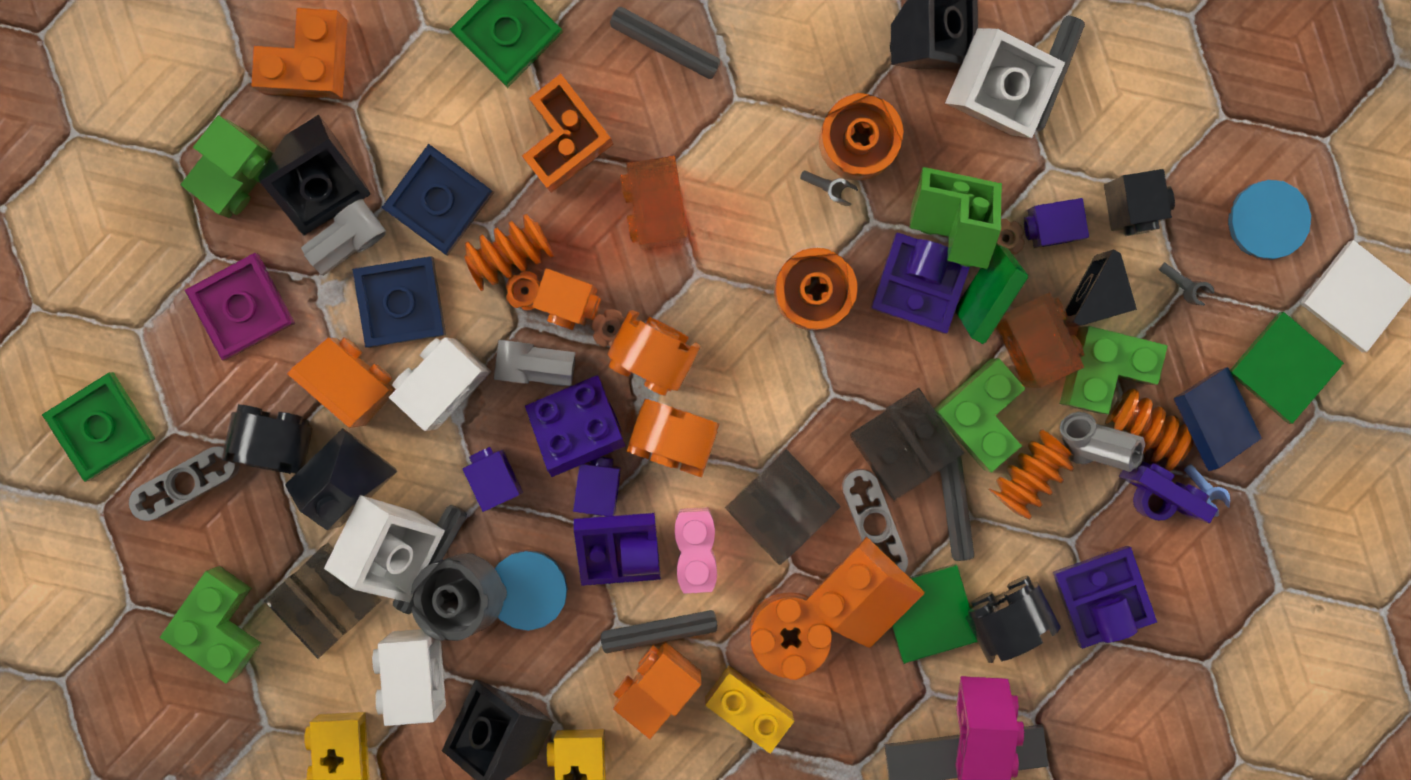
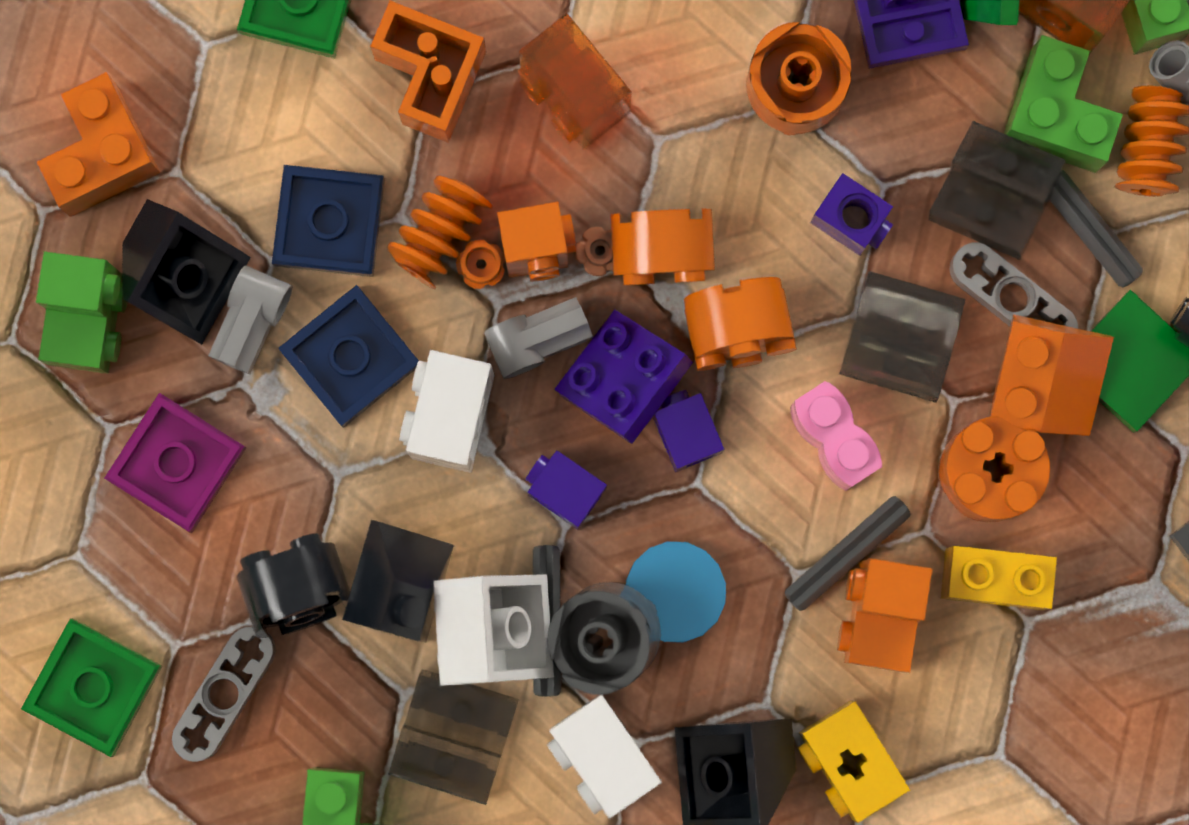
camera: 35 degrees left, 5 degrees down
(343, 381) = (341, 472): orange slope -> none
(617, 549) = (750, 483): dark purple plate -> none
(785, 392) = (850, 193): none -> dark purple brick

